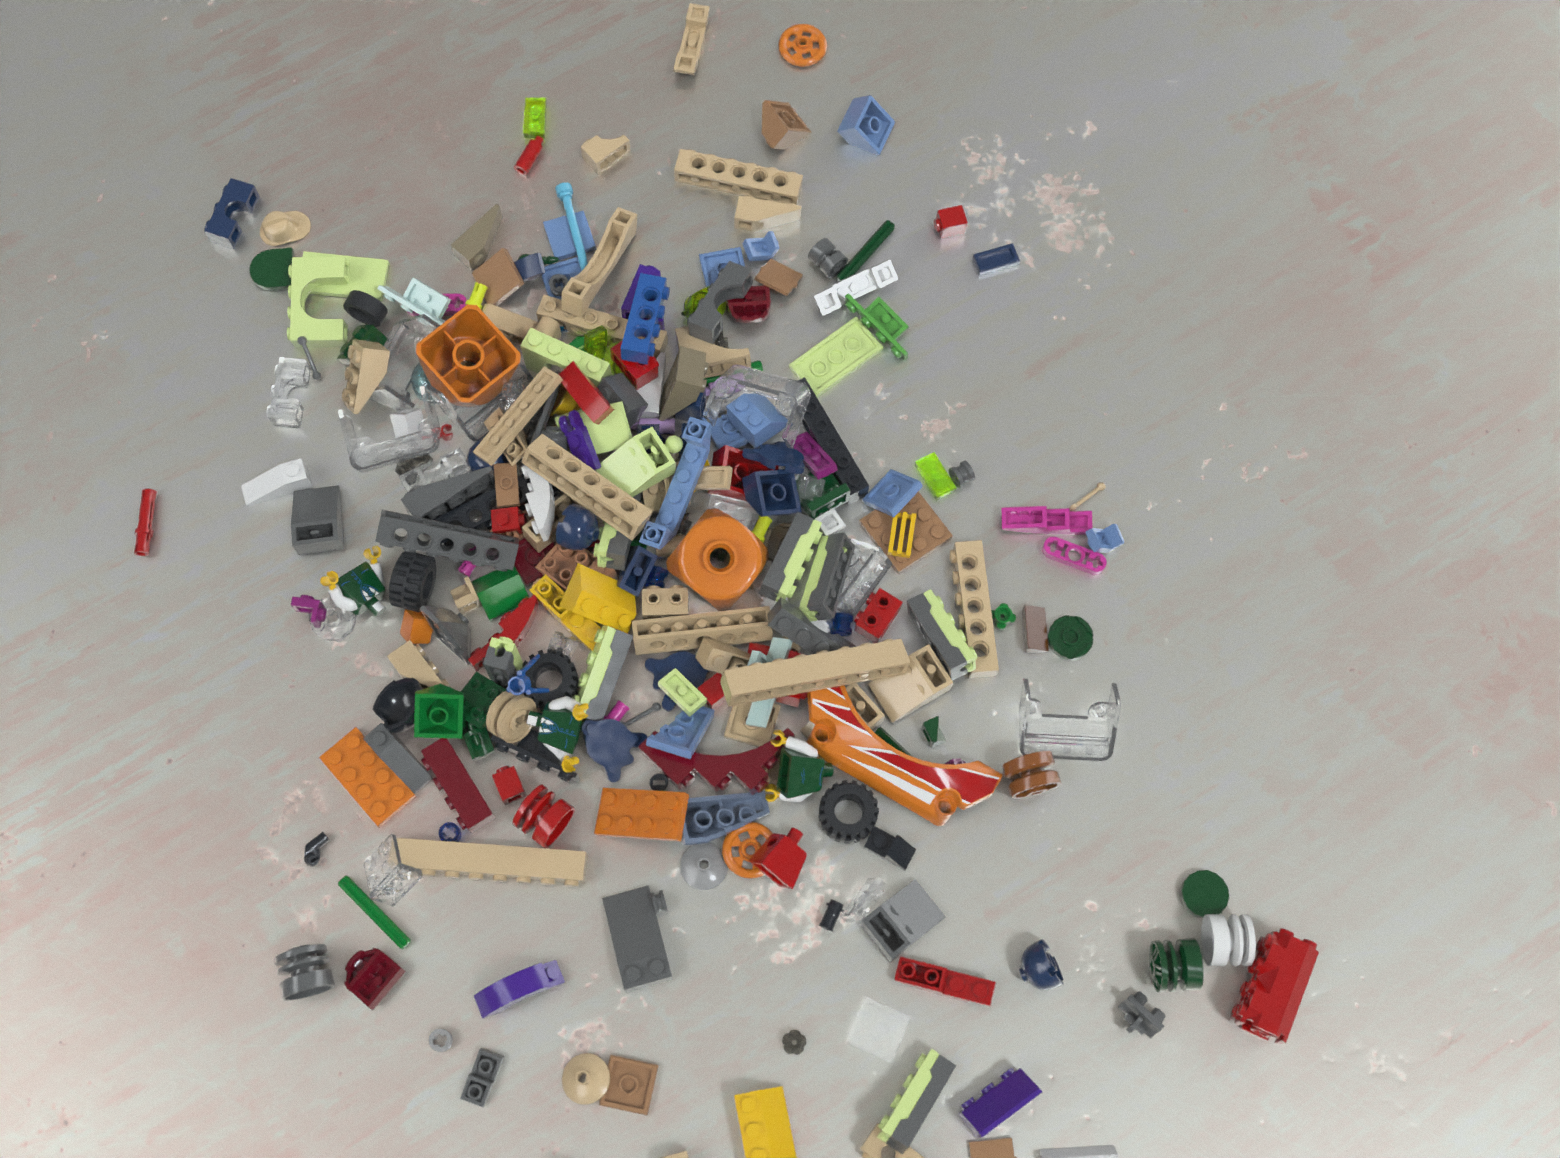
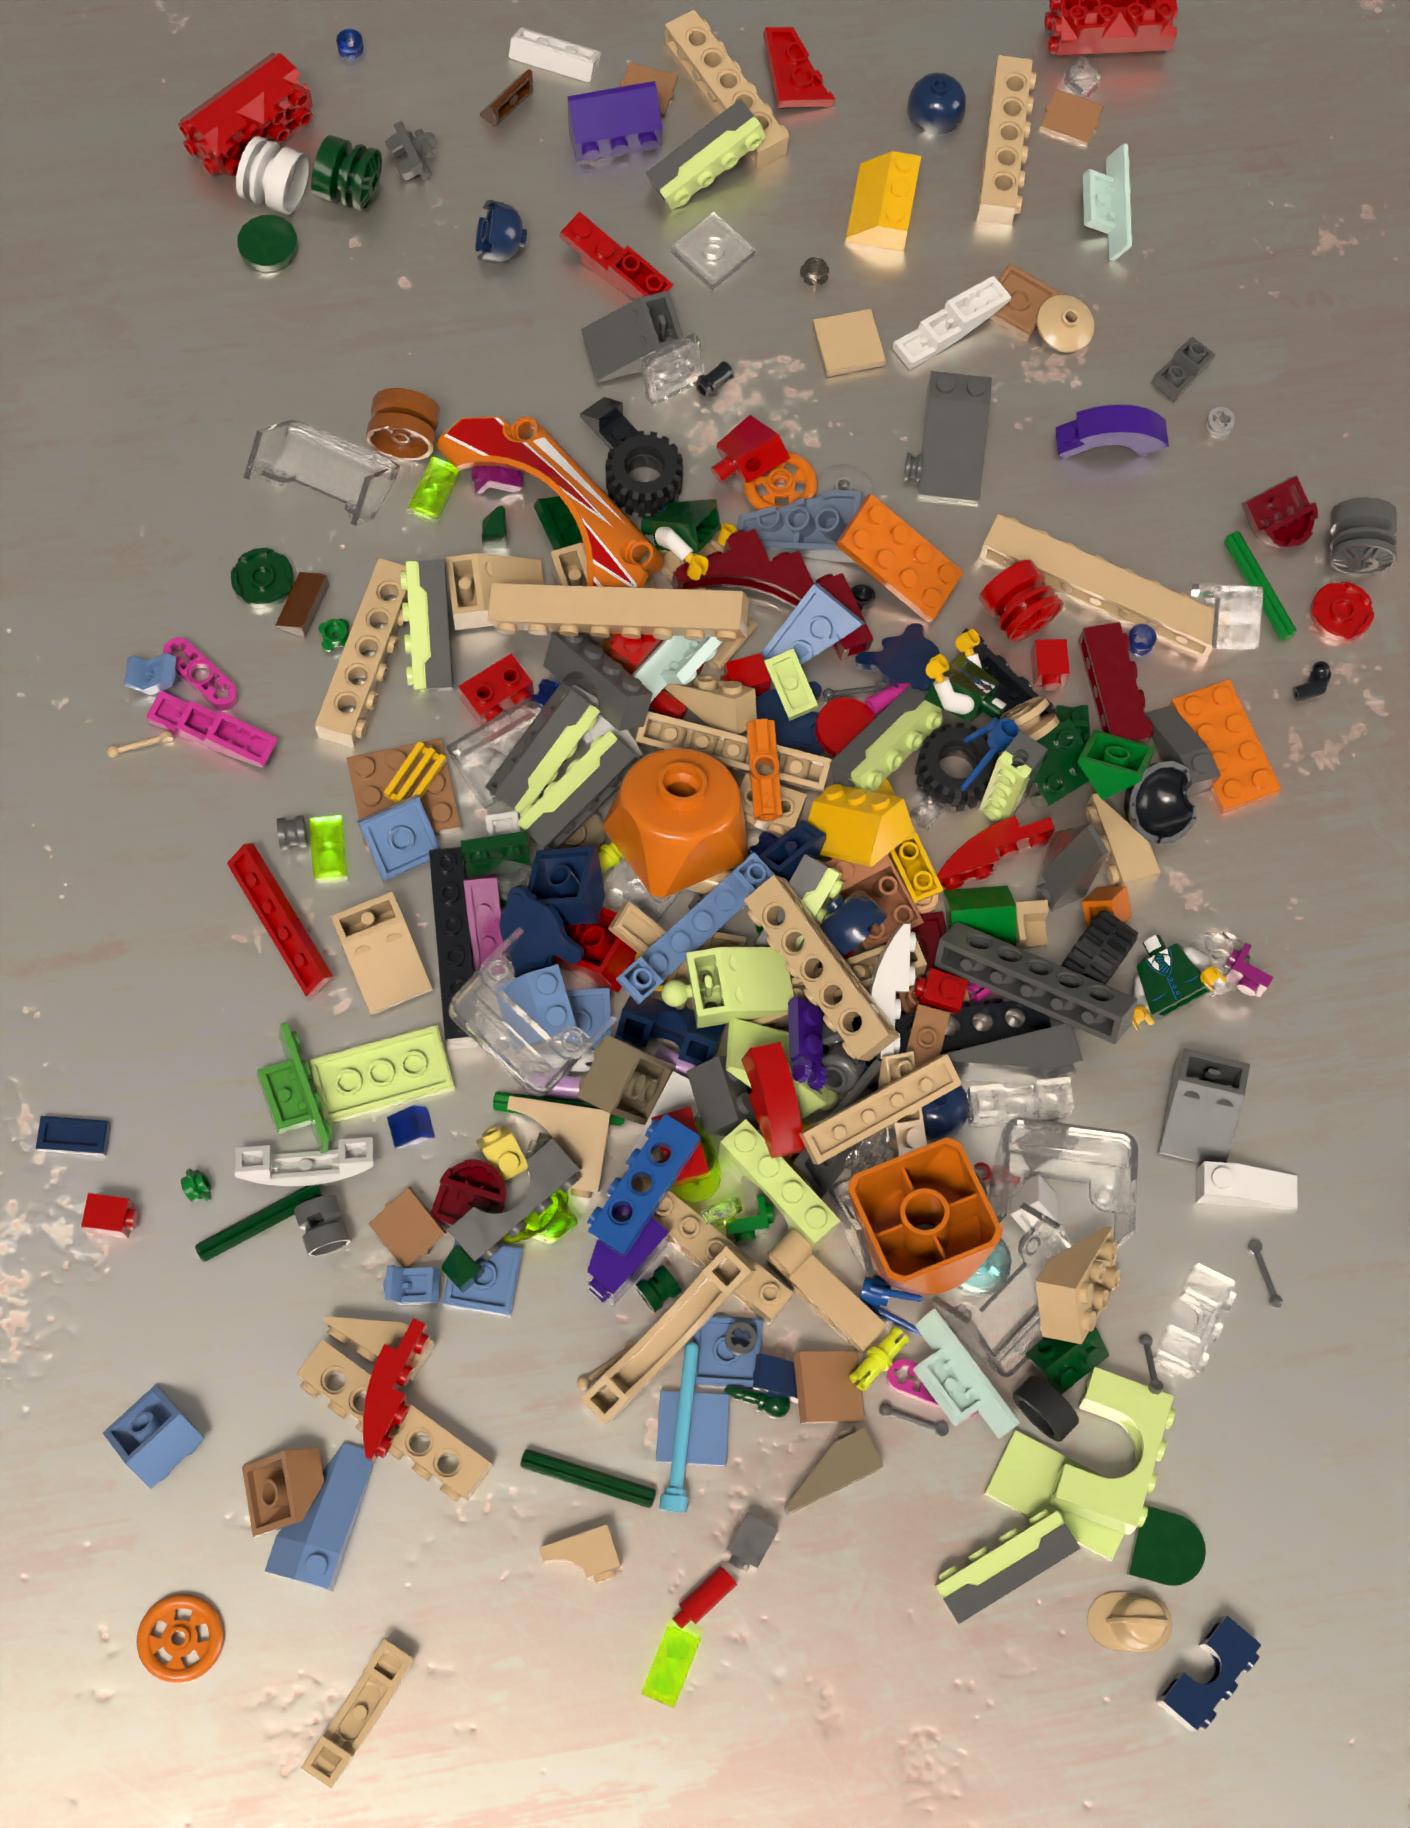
camera: 160 degrees left, 0 degrees up
(261, 452) = (1255, 1247): none -> dark grey hinge
(308, 917) = (1342, 611): none -> red tile
(363, 222) = (1007, 1566): none -> piece
(461, 284) = (940, 1429): none -> dark grey hinge
(513, 188) = (750, 1543): none -> flat silver brick
(617, 296) = (658, 1288): none -> dark green wheel
(618, 190) = (588, 1478): none -> dark green axle
(622, 264) = (584, 1382): none -> tan hinge
(636, 684) = (841, 723): none -> red tile
(669, 598) = (763, 751): none -> orange piece
(672, 1039) = (952, 323): none -> white slope
(733, 256) = (461, 1269): none -> dark green slope
(744, 337) = (502, 1151): none -> light yellow bracket
(745, 177) = (383, 1402): none -> red slope
(745, 991) = (848, 342): none -> tan tile
(748, 101) = (317, 1545): none -> medium blue wedge
(803, 335) = (410, 1126): none -> clear blue slope
(870, 421) = (381, 953): none -> tan slope
(910, 255) = (196, 1185): none -> green plate
(941, 419) = (279, 919): none -> red plate
(989, 745) = (434, 490): none -> clear neon green plate
(1095, 1100) = (508, 99): none -> reddish brown slope
(1236, 1106) = (353, 52): none -> clear blue bush

